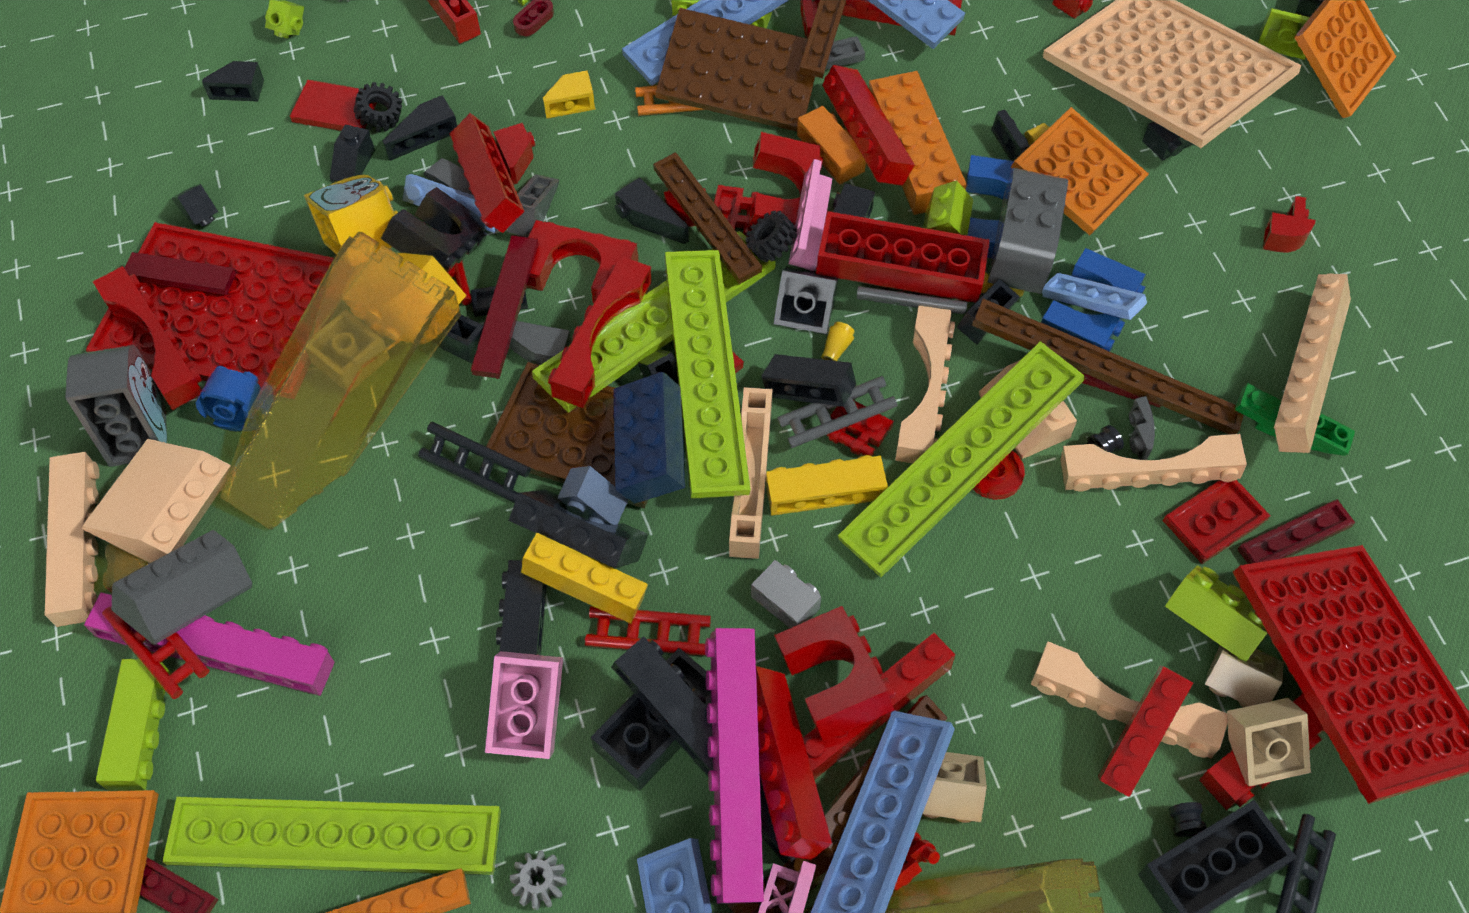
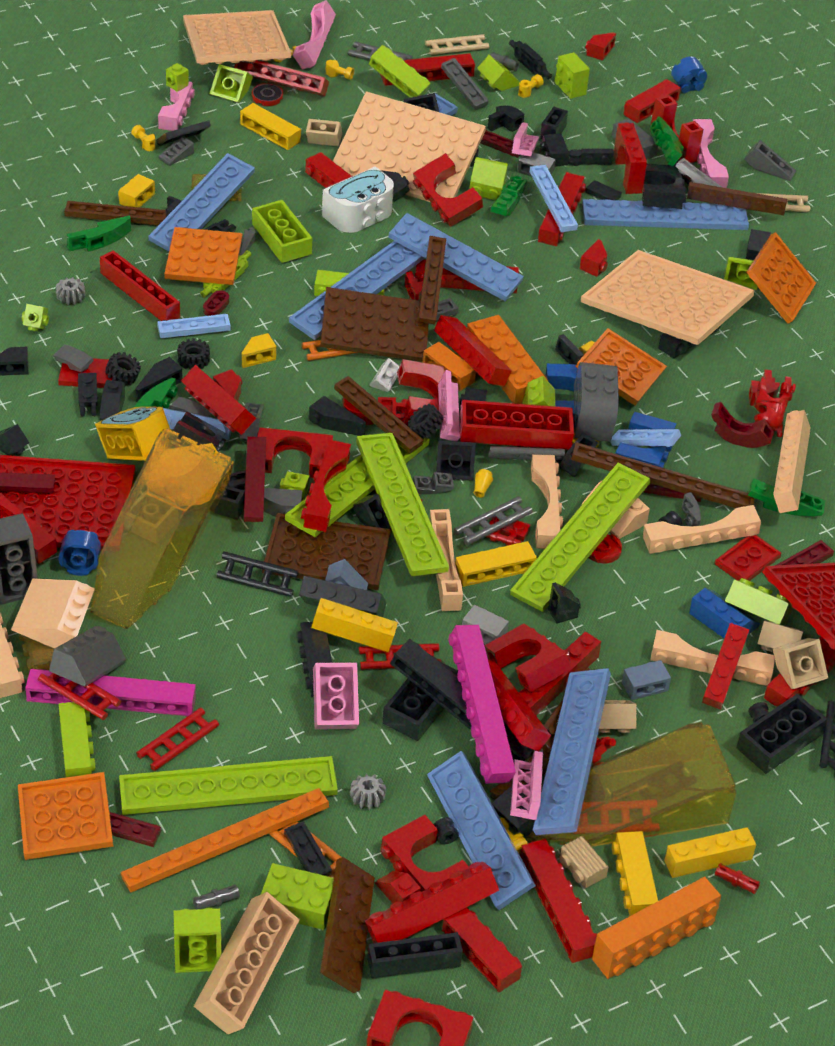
camera: 15 degrees left, 15 degrees down
(265, 735) = (177, 749): none -> red bar
(314, 85) = (73, 357): none -> dark grey slope
(321, 140) = (87, 392): none -> black hinge
(409, 158) = (159, 395): none -> green slope
(484, 102) = (193, 347): none -> black tyre
(494, 48) = (194, 326): none -> light blue plate
(564, 315) = (296, 481): none -> lime brick
(648, 438) = (375, 543): dark blue brick -> none
(739, 150) = (385, 376): none -> white slope
(761, 336) = (432, 485): none -> dark grey slope
(809, 379) = (472, 502): black brick -> none
(913, 572) = (563, 604): none -> black slope
(1015, 726) = (646, 680): none -> sand blue brick
(1160, 631) = (717, 614): none -> blue slope
(1241, 298) = (740, 433): none -> dark red arch
(1296, 265) = (775, 407): none -> red helmet

